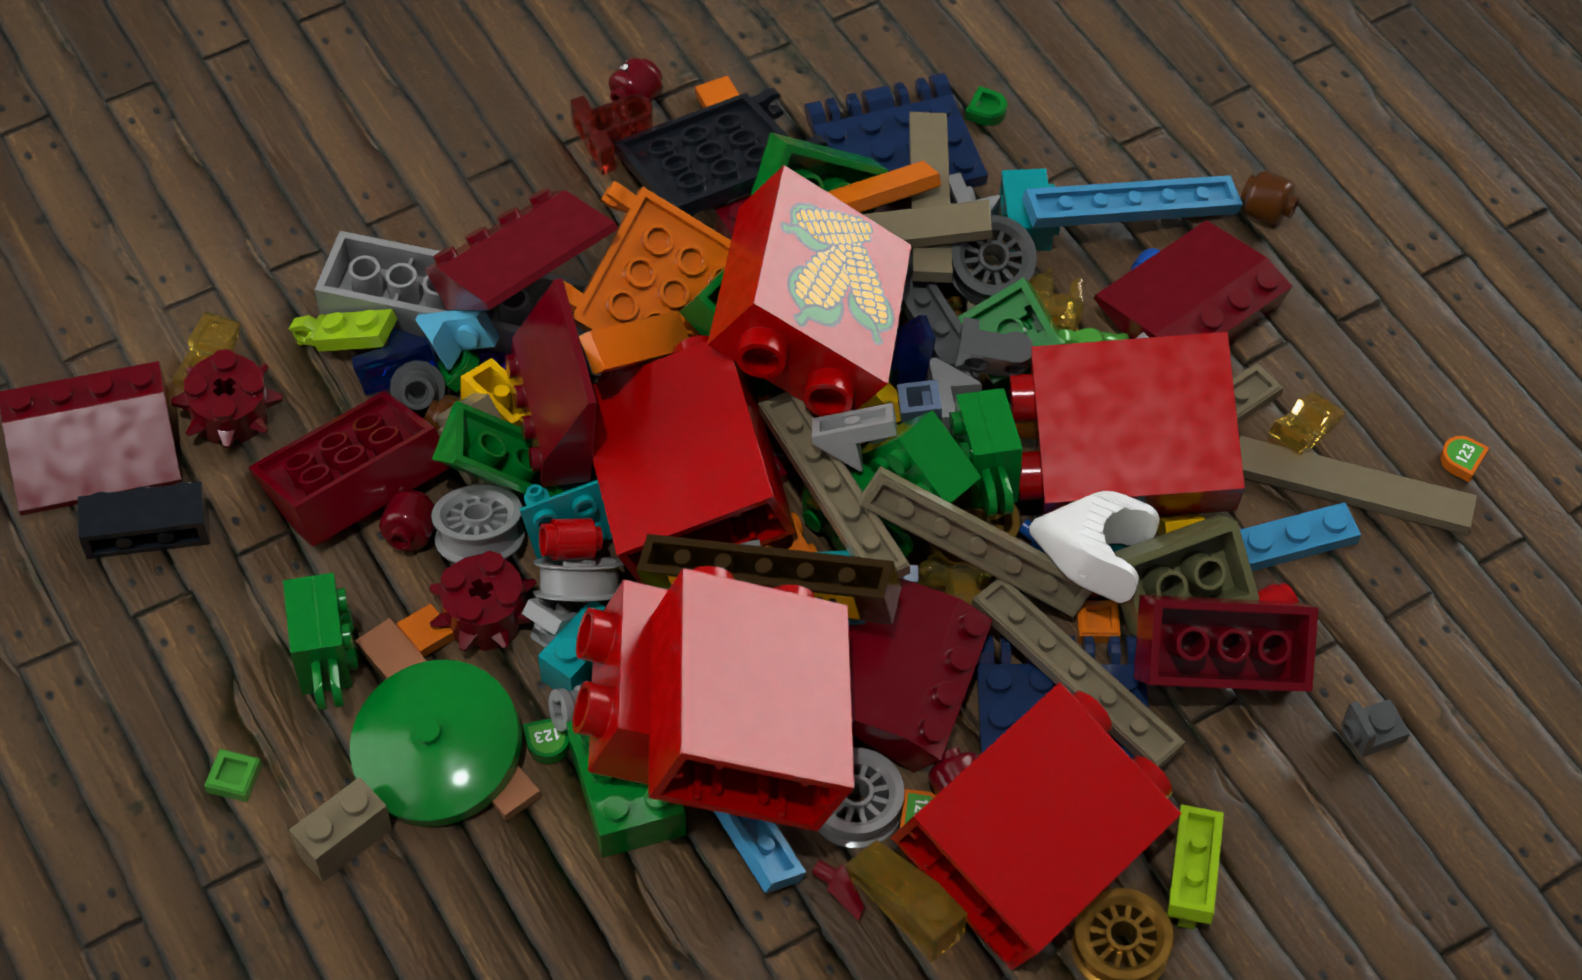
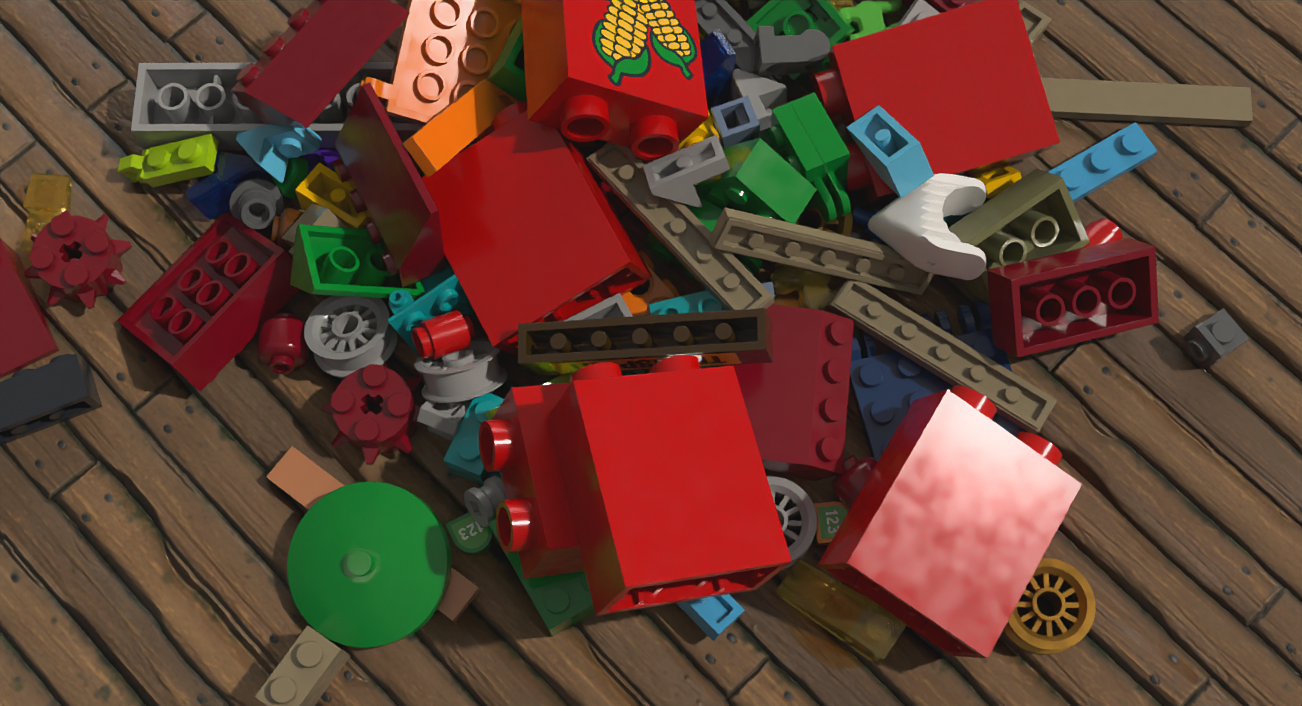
camera: 10 degrees left, 15 degrees up
(233, 775) = (187, 640): bright green tile -> none
(320, 636) = (231, 490): green brick -> none
(420, 633) = (324, 454): orange tile -> none
(841, 887) = (779, 615): dark red bar -> none
(1066, 457) = (891, 151): none -> medium azure slope
(1098, 620) = (944, 294): orange tile -> none
(1195, 866) = (1095, 518): lime hinge -> none
(1307, 423) = (1082, 49): clear yellow slope -> none
(1463, 456) = (1227, 51): tile -> none

